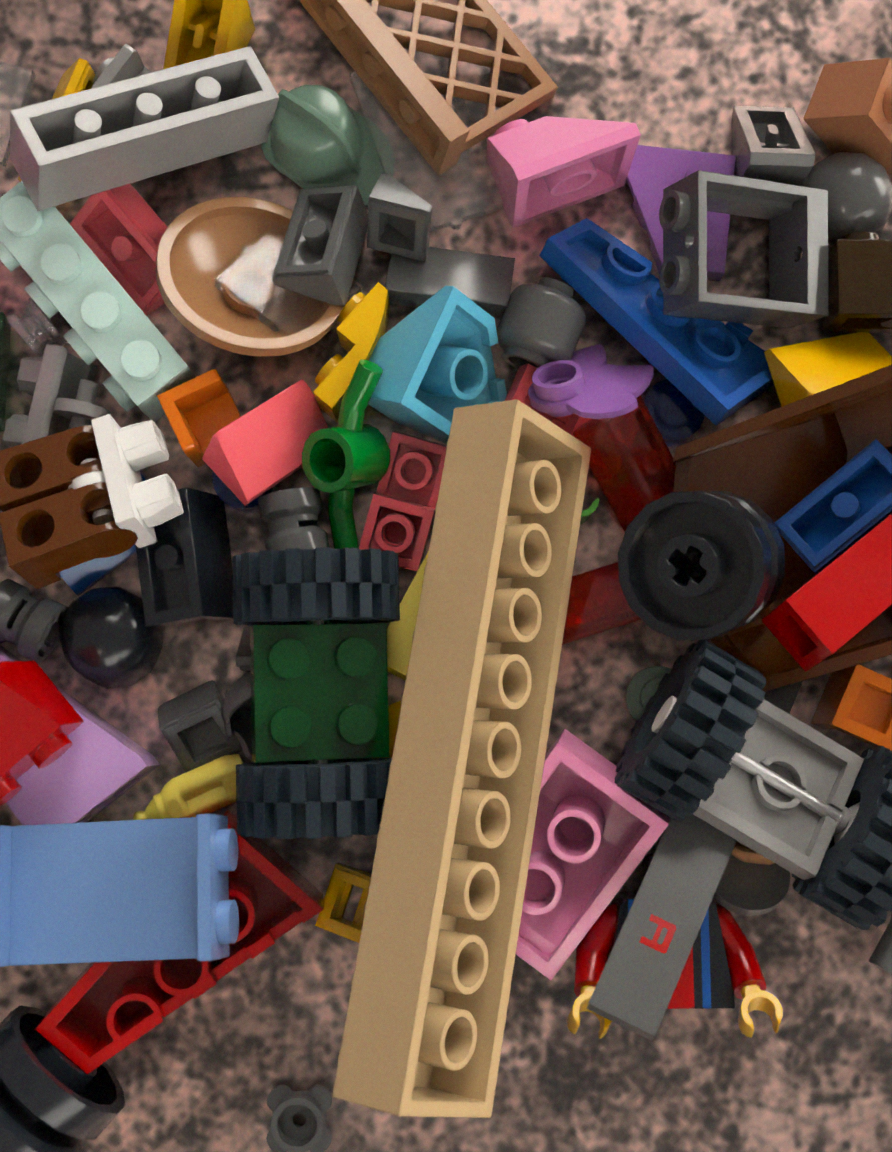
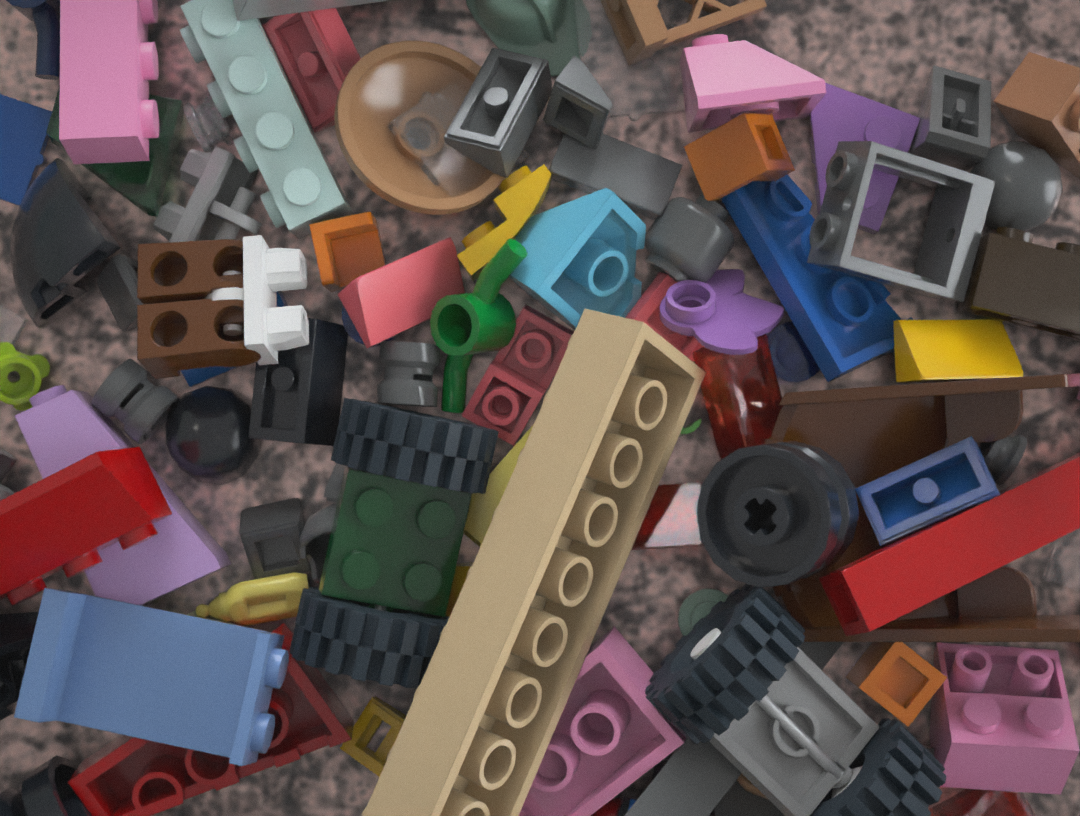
camera: 15 degrees right, 5 degrees up
(566, 227) = (737, 154): none -> orange panel

